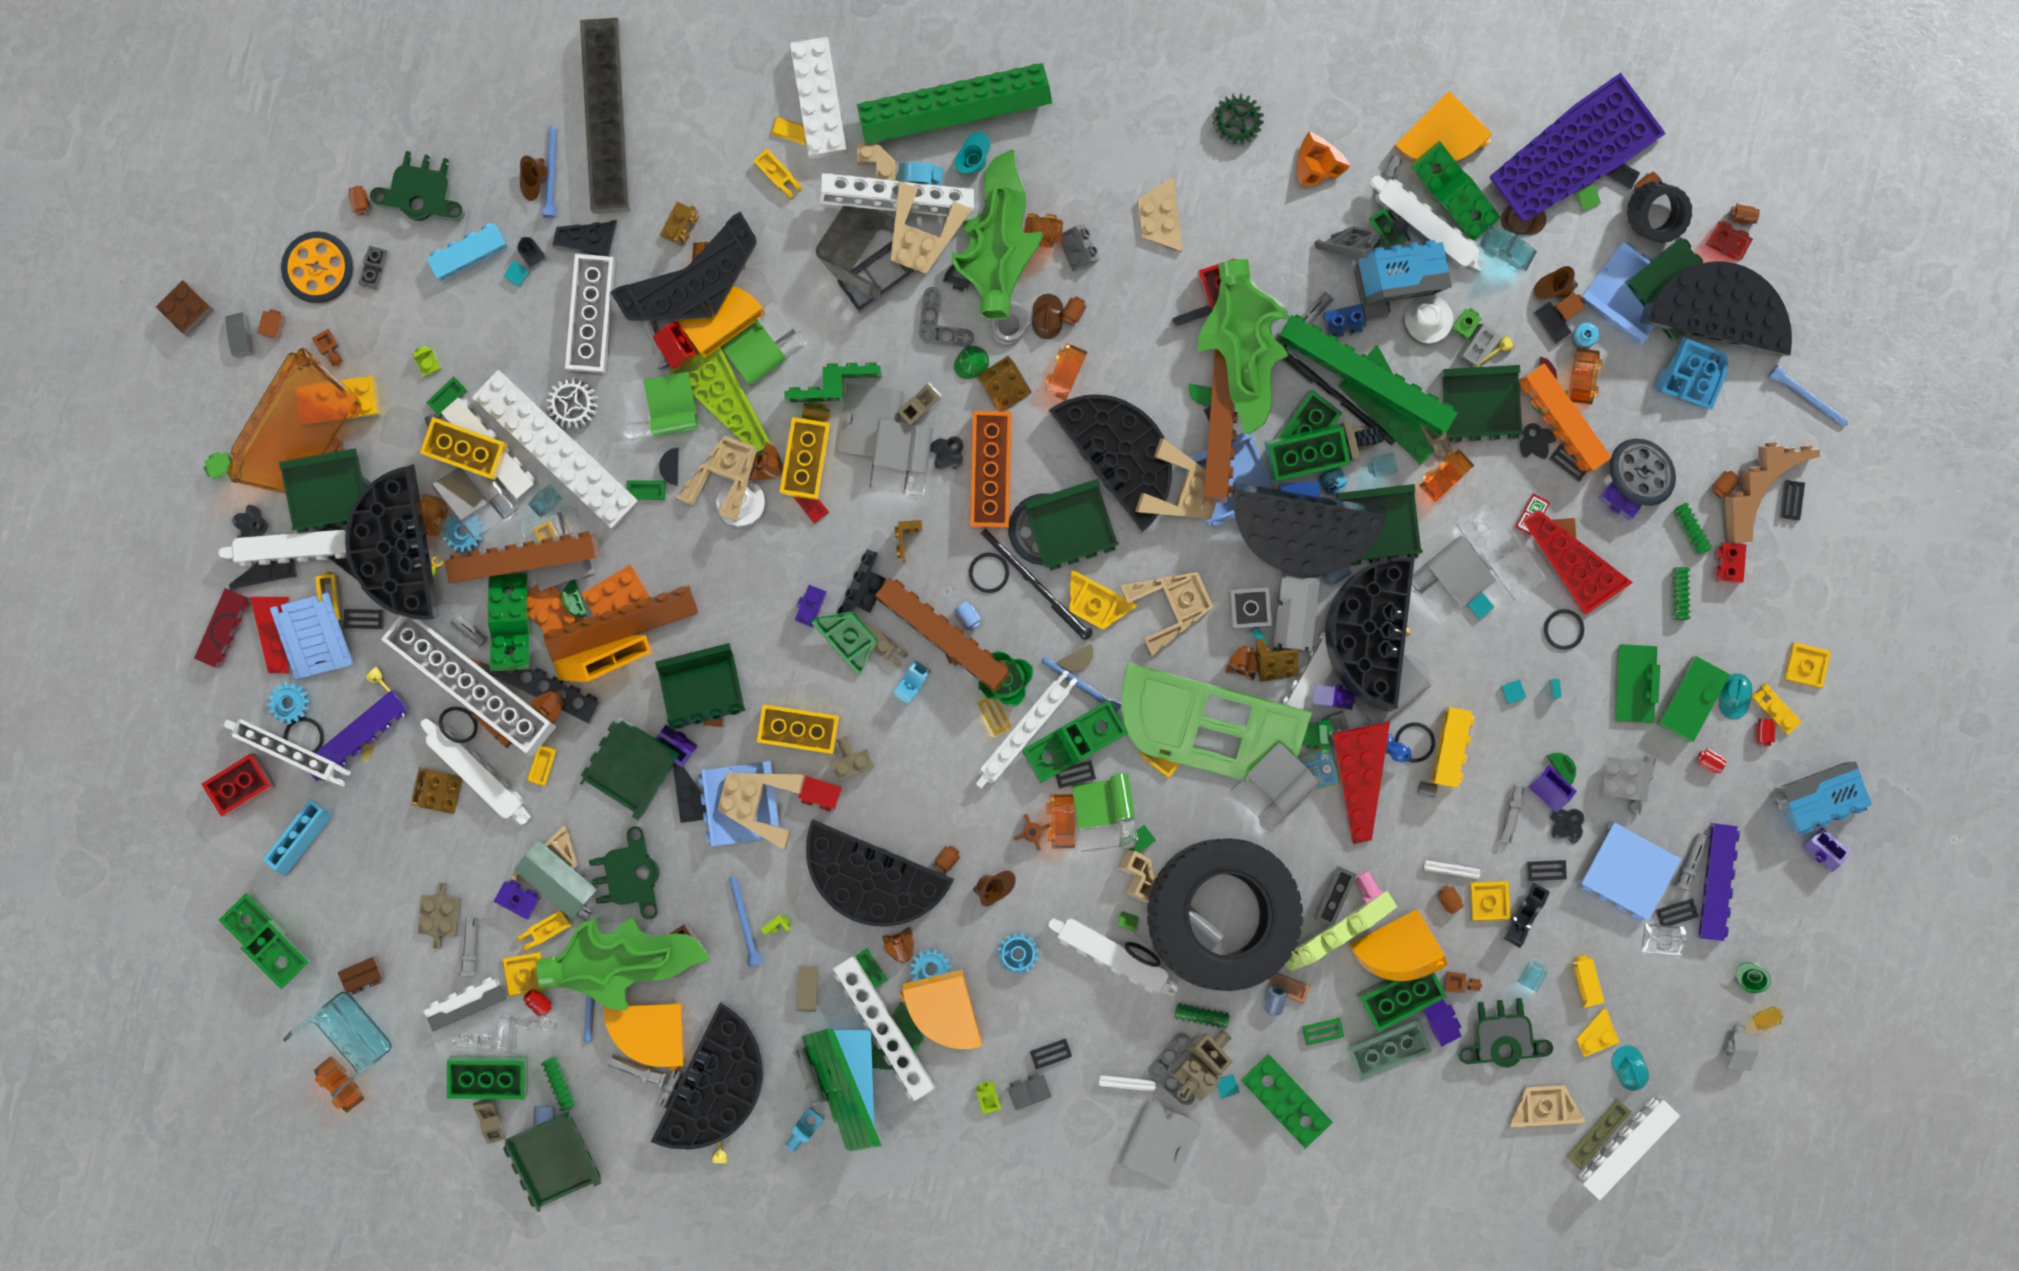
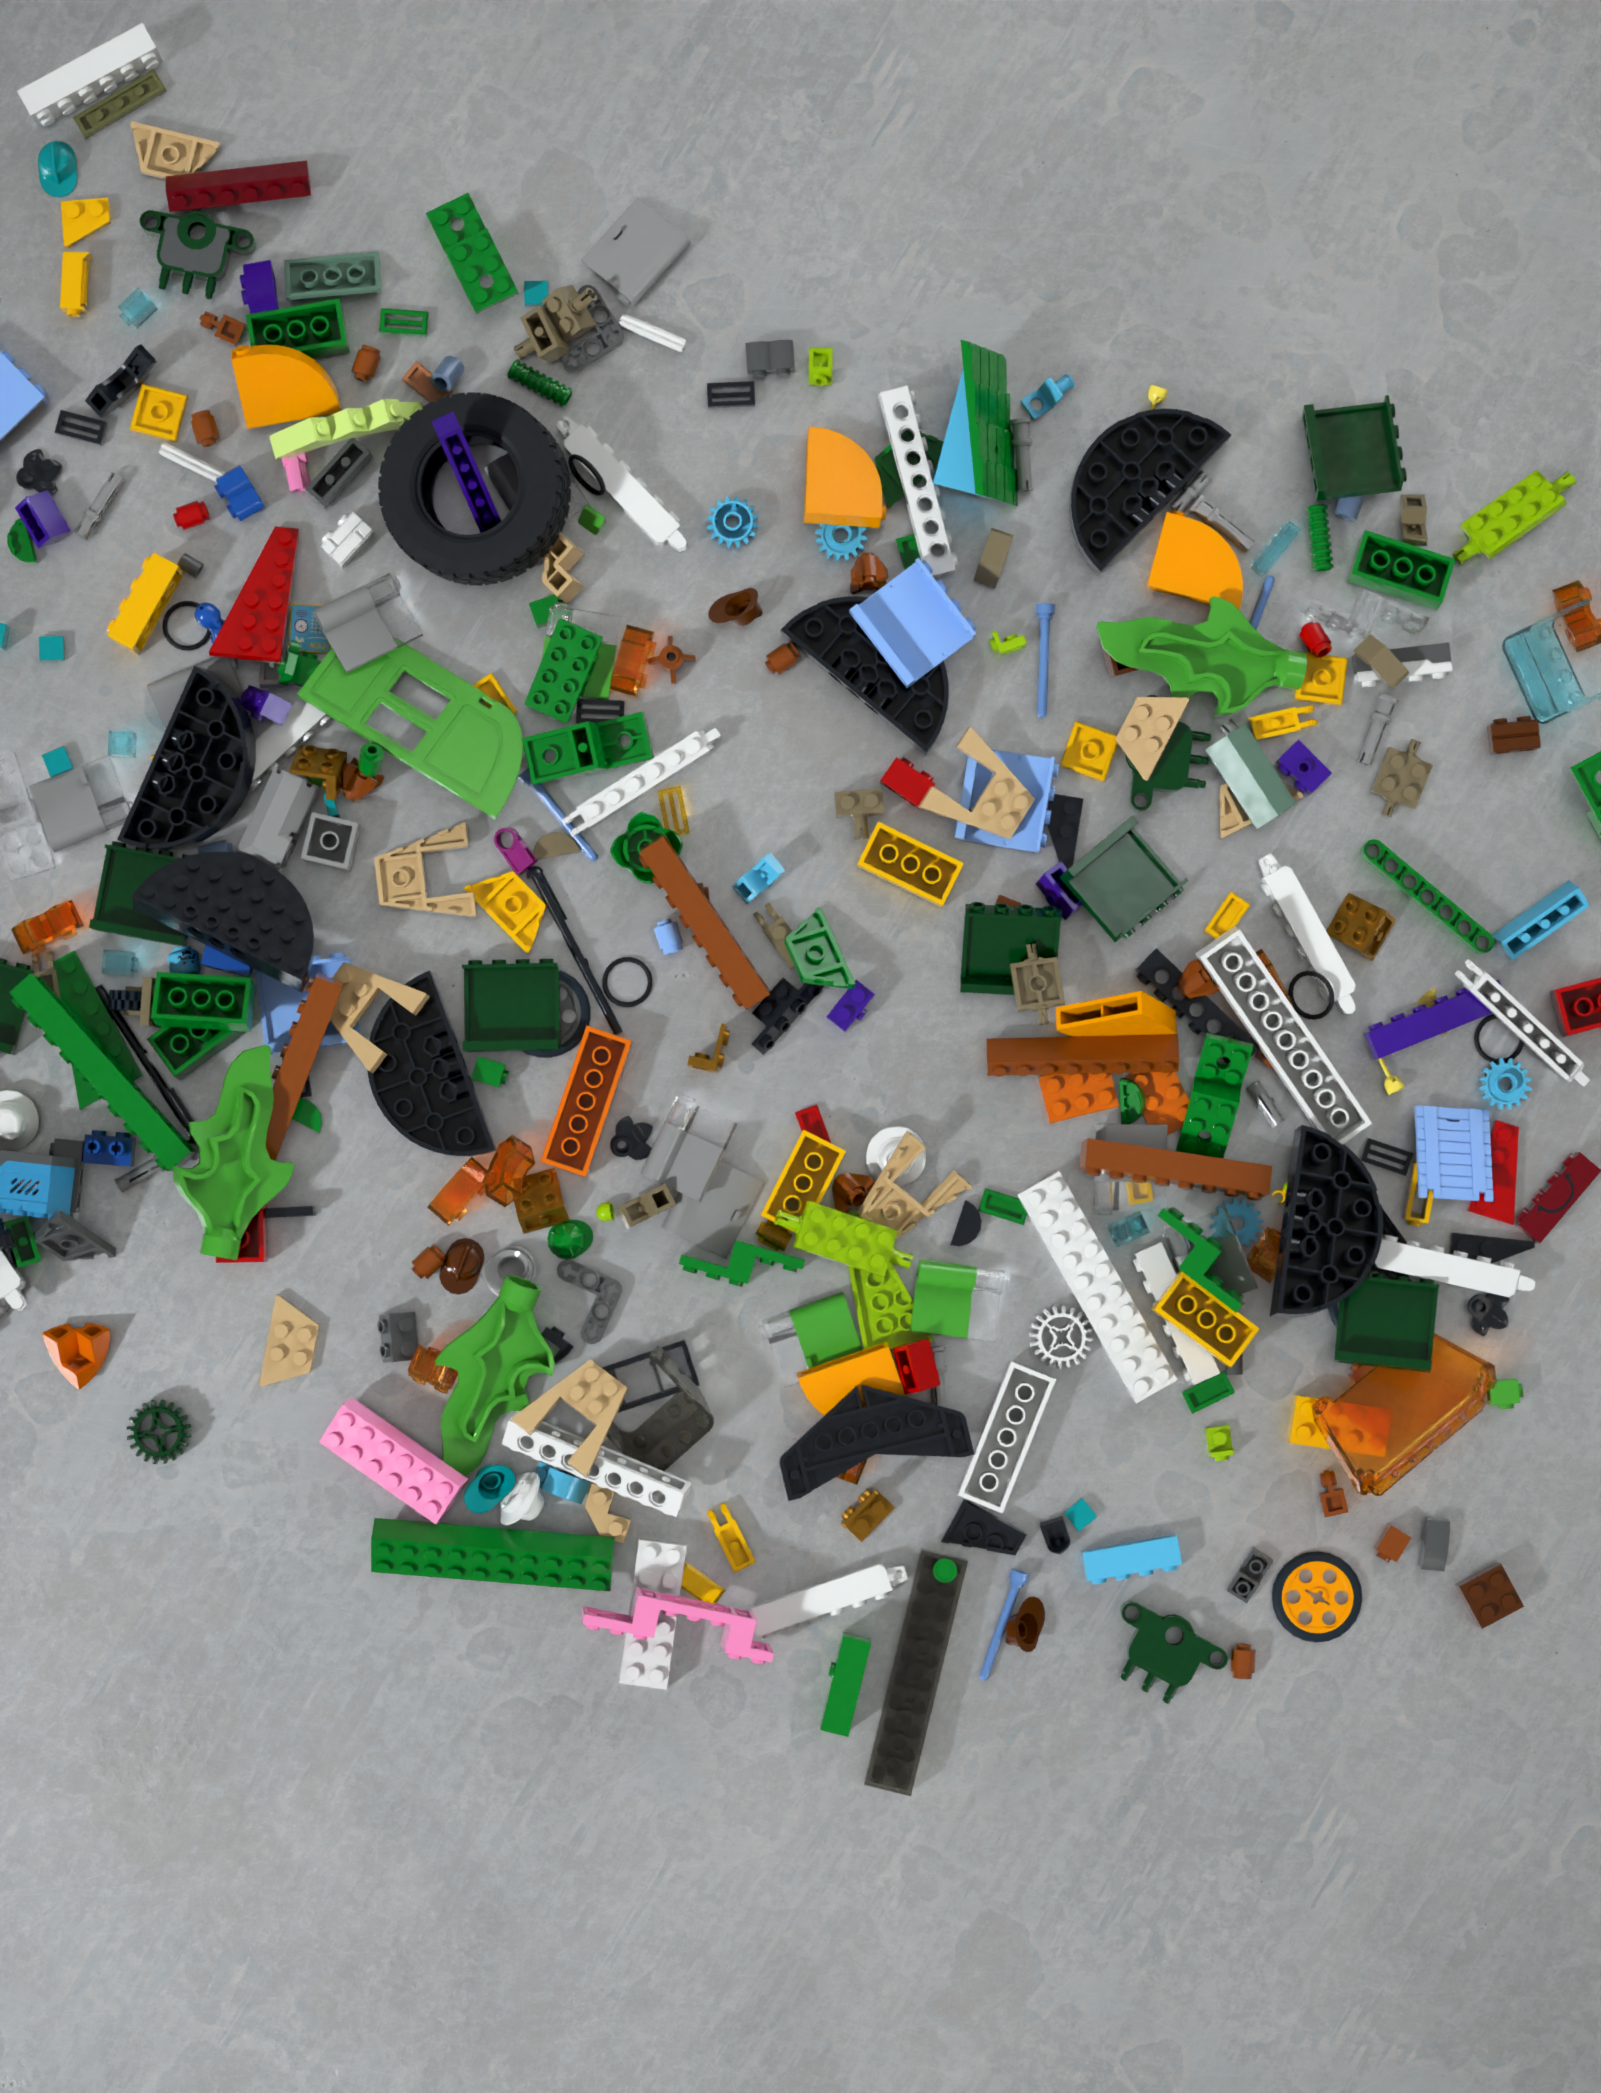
camera: 165 degrees left, 0 degrees up
(384, 822) = (1438, 901): none -> green beam
(412, 1148) = (1513, 515): none -> lime plate
(479, 493) = (1202, 1258): none -> green bracket
(479, 999) = (1382, 661): none -> dark tan slope
(590, 1064) = (1275, 549): none -> clear light blue piece
(605, 197) = (945, 1570): none -> green piece
(644, 889) = (1149, 730): none -> tan wing
(655, 89) = (845, 1683): none -> green brick
(671, 666) = (1037, 984): none -> dark tan plate
(687, 861) = (1089, 751): none -> yellow tile
(695, 147) = (825, 1598): none -> white hinge
(759, 424) = (844, 1238): none -> lime plate
(822, 100) = (645, 1612): none -> bright pink bracket
(852, 916) = (914, 622): none -> light blue panel
(944, 150) = (523, 1501): none -> white hat
(950, 391) = (605, 1211): none -> lime hinge
(1033, 398) = (508, 1170): none -> clear orange brick
(1052, 151) = (393, 1460): none -> bright pink brick
(1072, 469) = (490, 1072): none -> green brick
(1102, 644) = (518, 855): none -> magenta piece
(1111, 795) = (564, 670): none -> green bracket
(1233, 922) = (466, 471): none -> dark purple brick
(1238, 679) = (370, 759): none -> green brick
(1312, 847) = (347, 539): none -> white brick
(1341, 989) = (366, 363): none -> dark orange brick
(1407, 857) = (239, 492): none -> blue brick
(1435, 633) = (122, 744): none -> clear light blue brick
(1439, 828) = (191, 515): none -> red brick
(1485, 1096) = (238, 186): none -> dark red brick

